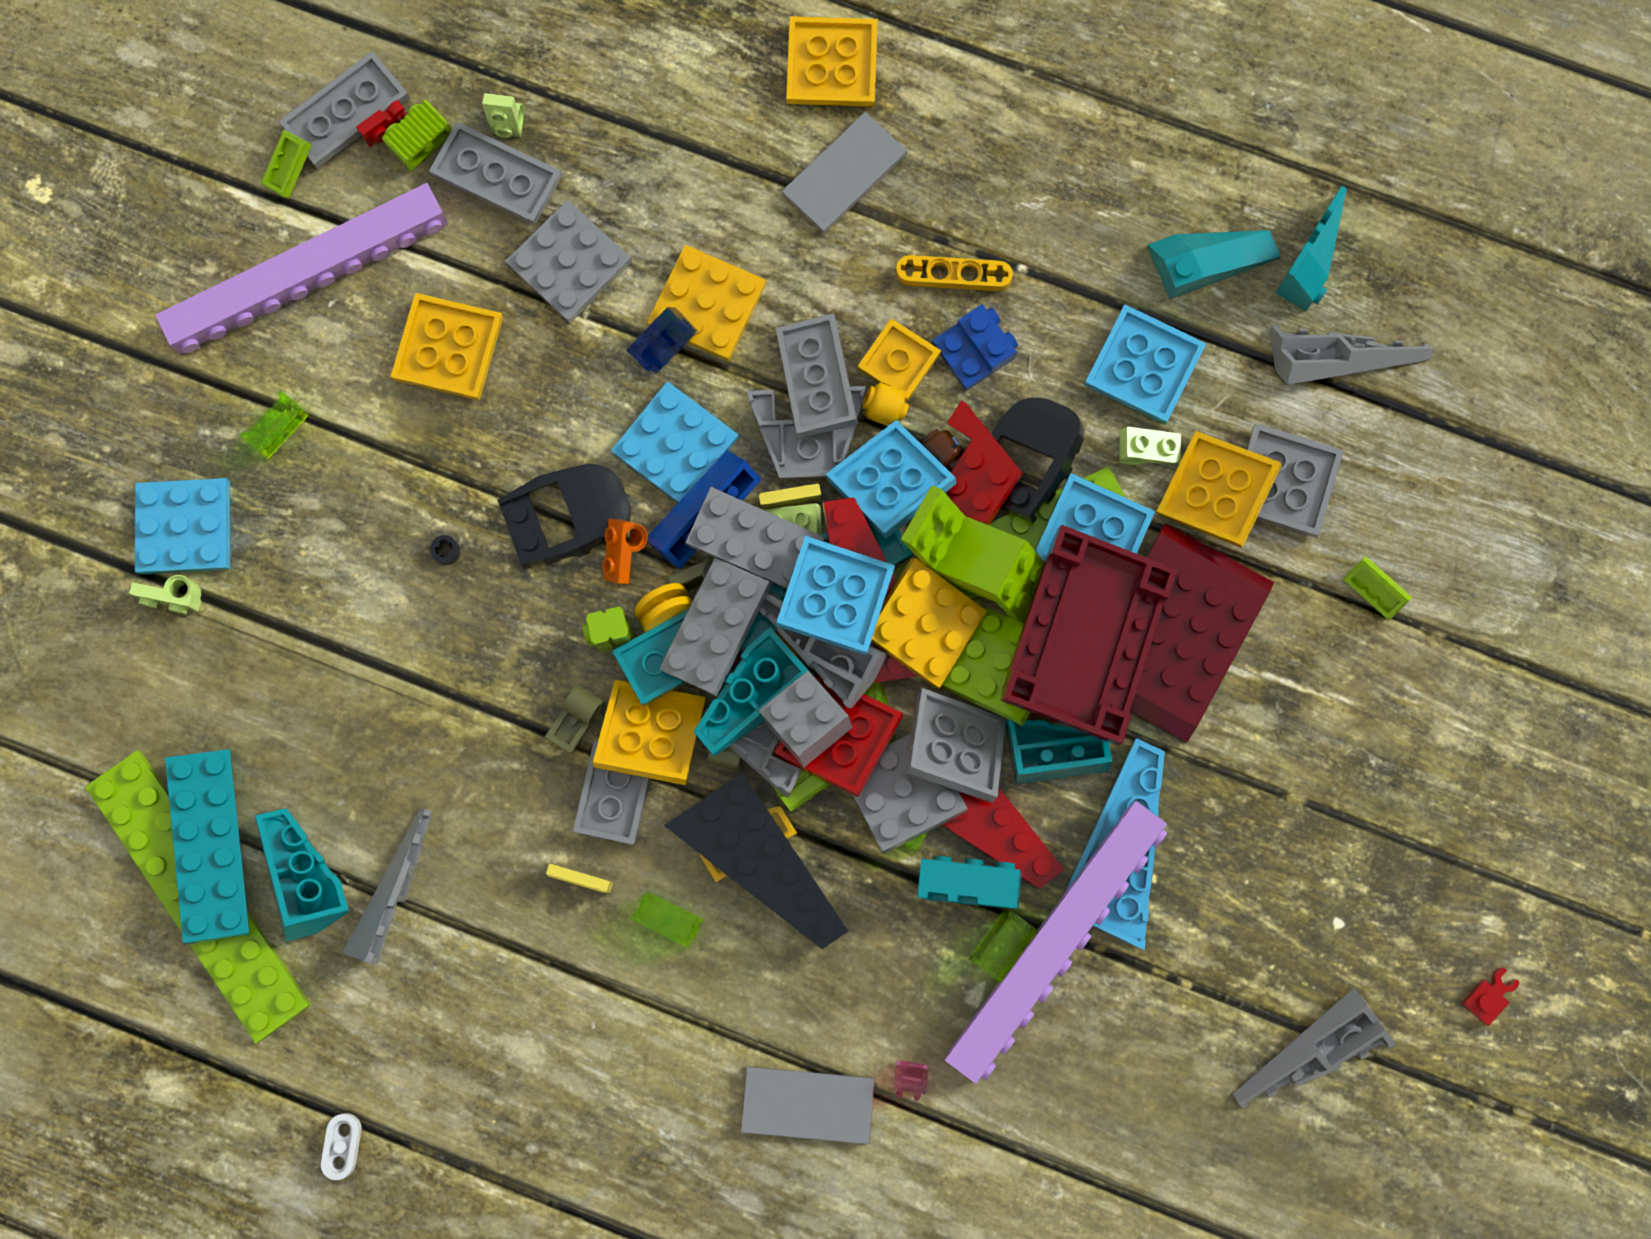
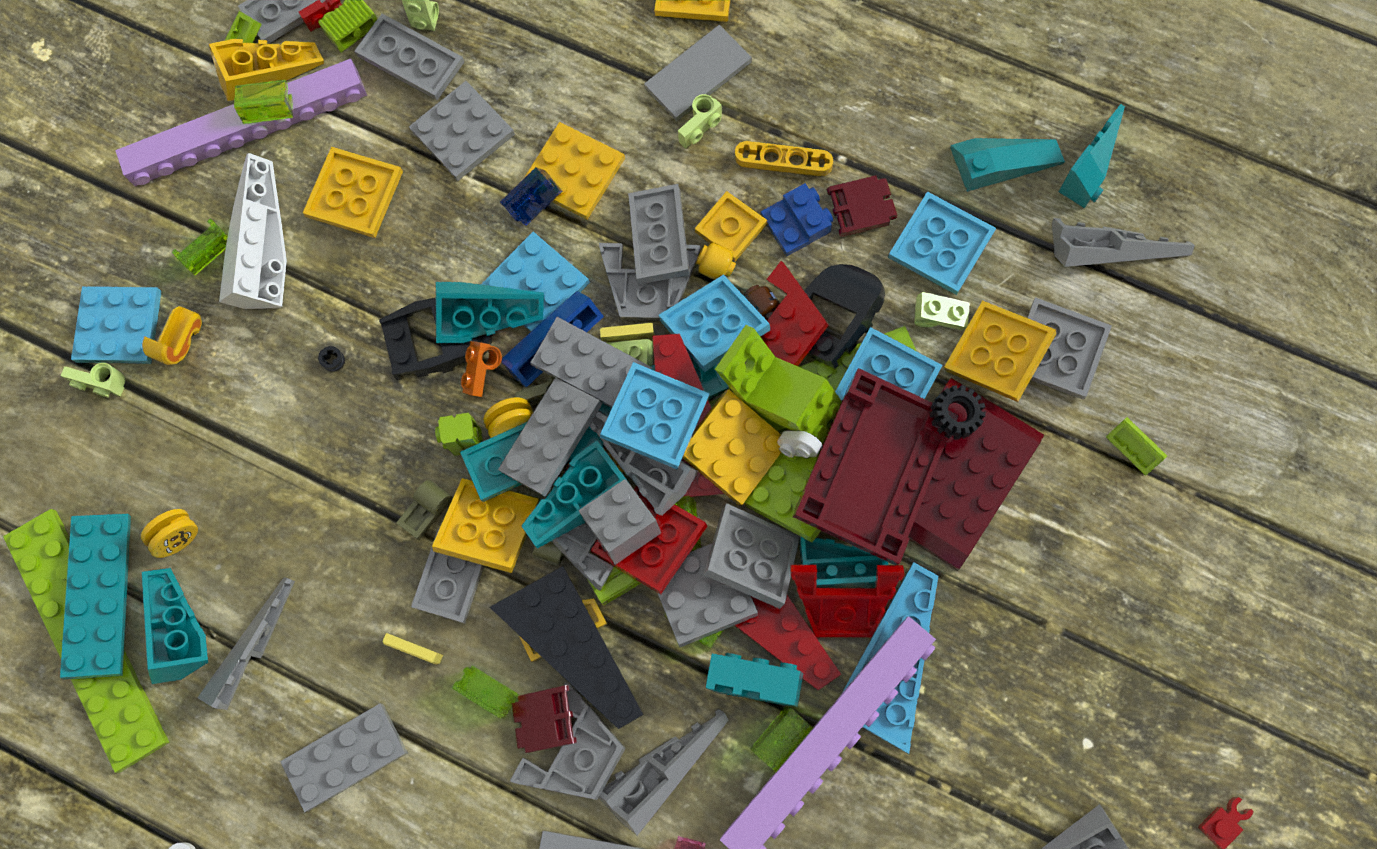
camera: 10 degrees right, 5 degrees down
(257, 537) = (175, 337): none -> yellow animal
(283, 768) = (169, 533): none -> yellow head
(311, 197) = (261, 62): none -> yellow wedge
(330, 244) = (263, 101): none -> clear neon green hinge
(337, 415) = (255, 241): none -> white wedge
(514, 1005) = (343, 757): none -> light grey plate
(615, 481) = (478, 309): none -> teal wedge
(737, 946) = (543, 719): none -> dark red plate
(786, 984) = (579, 767): none -> light grey wing
(847, 243) = (701, 122): none -> yellowish green plate
(855, 1012) = (642, 790): none -> light grey wedge
(999, 615) = (799, 444): none -> white plate
(1050, 324) = (862, 205): none -> dark red plate
(1064, 798) = (845, 610): none -> red wing
(1188, 555) = (970, 404): none -> black tyre

